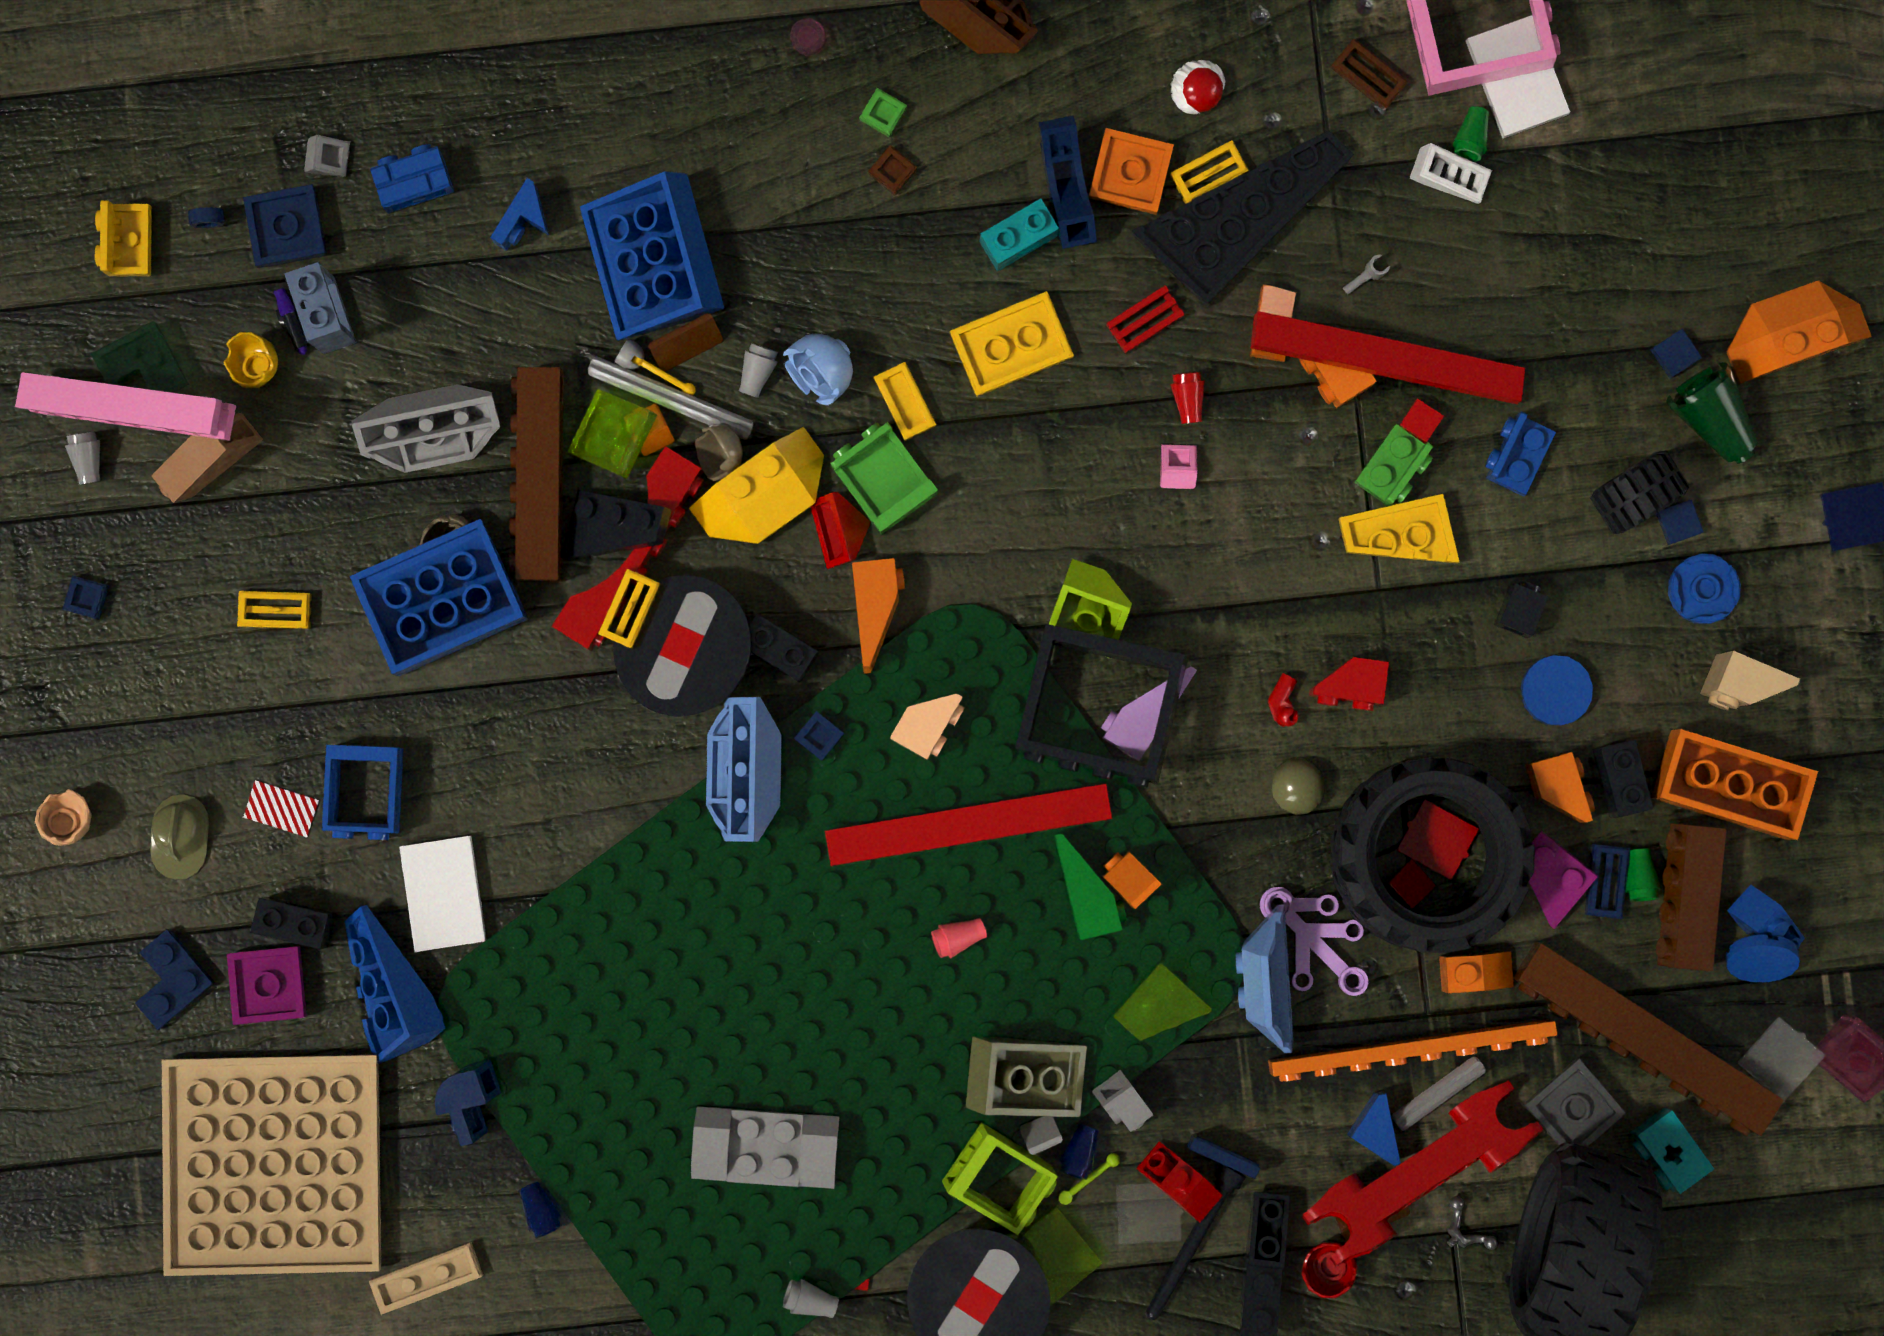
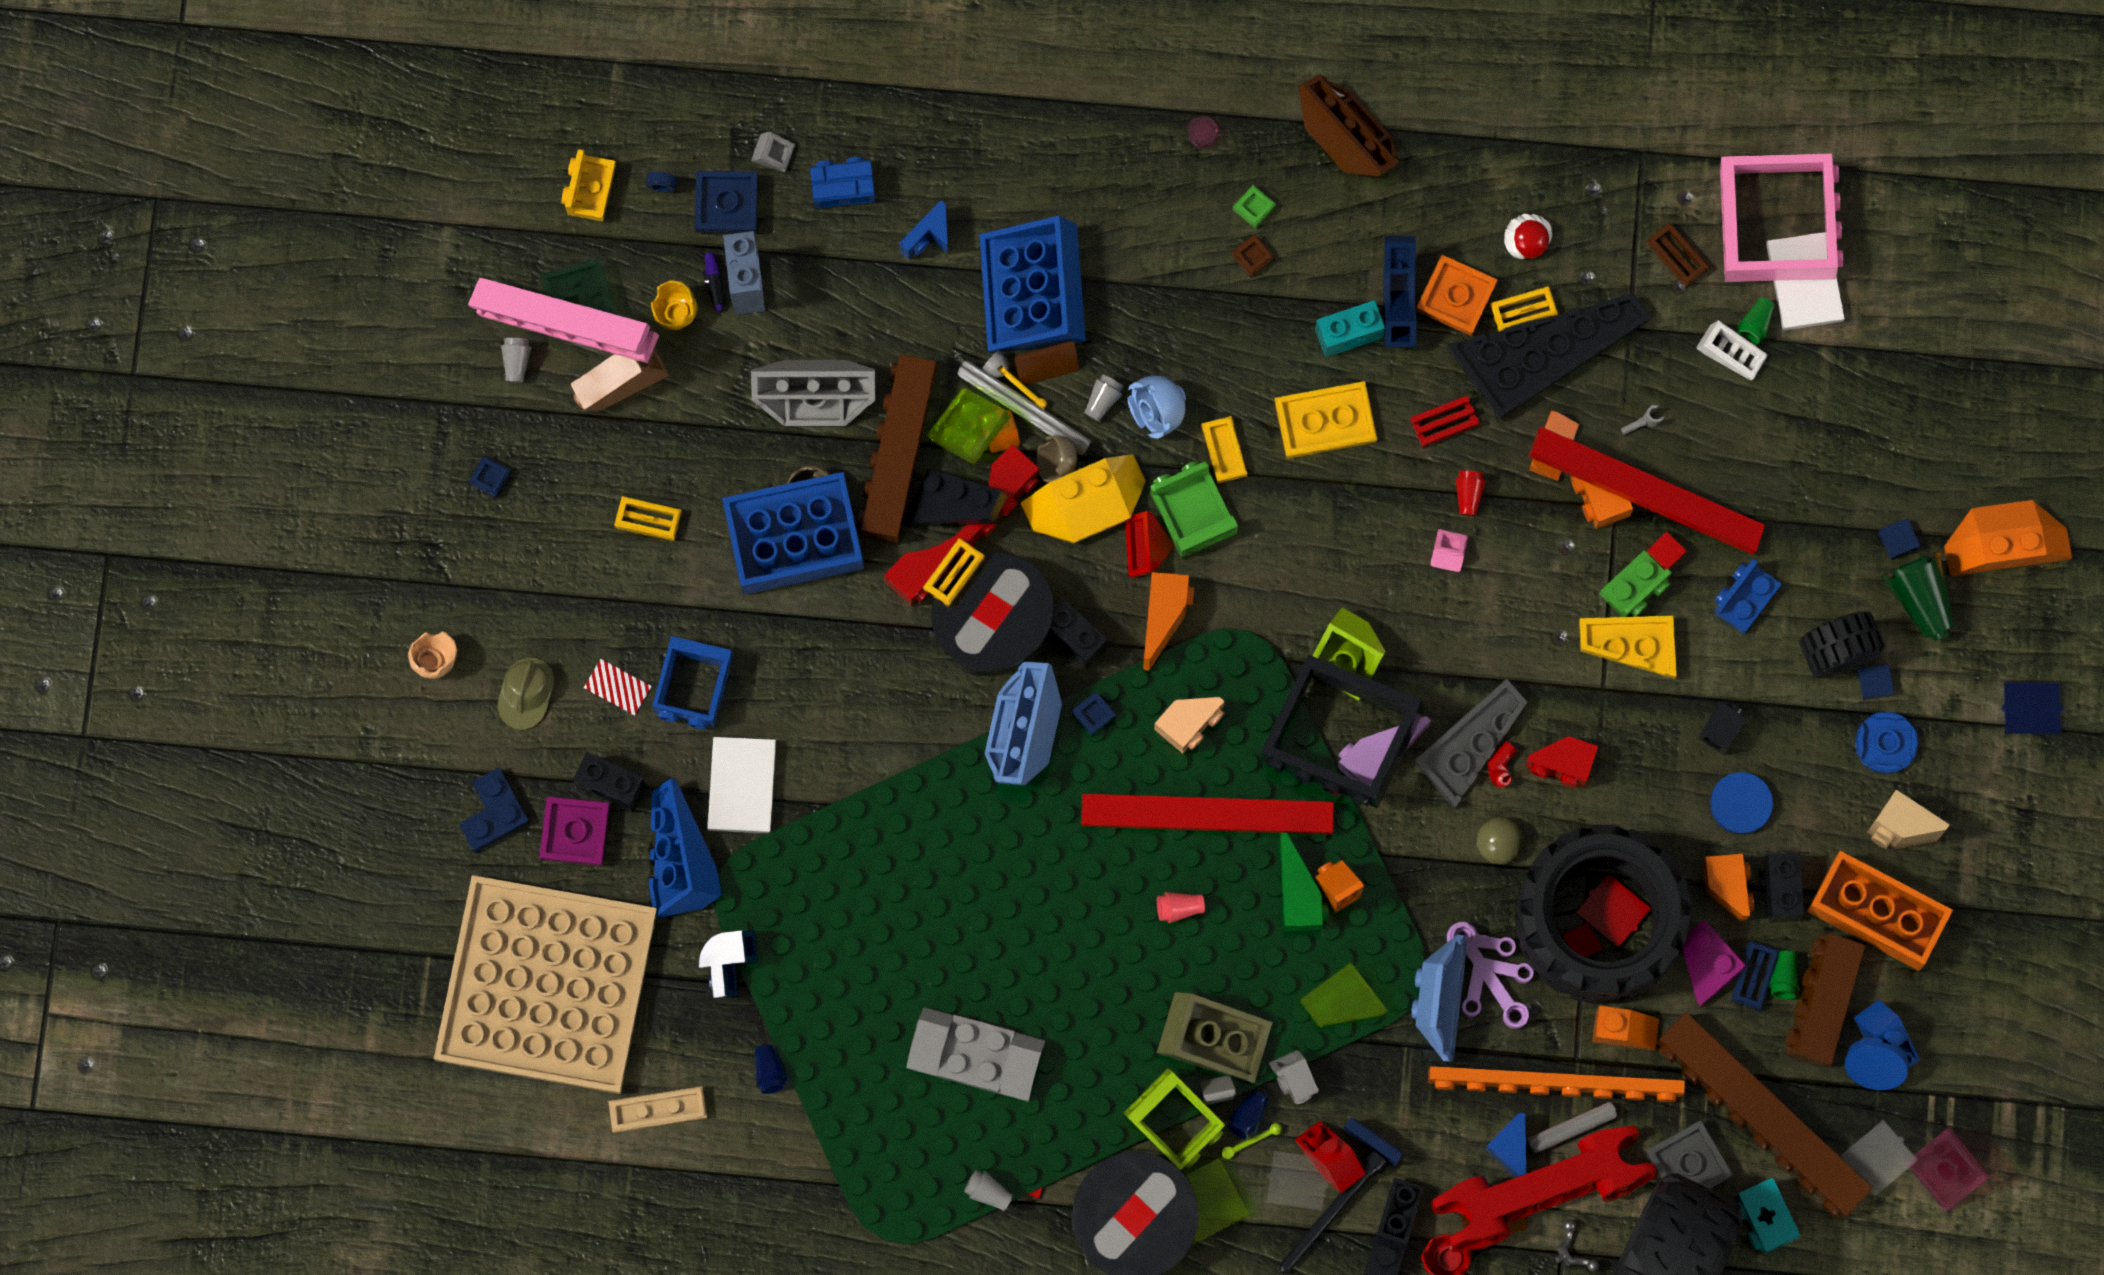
camera: 15 degrees right, 10 degrees down
(1237, 693) = (1464, 748): none -> dark grey wing

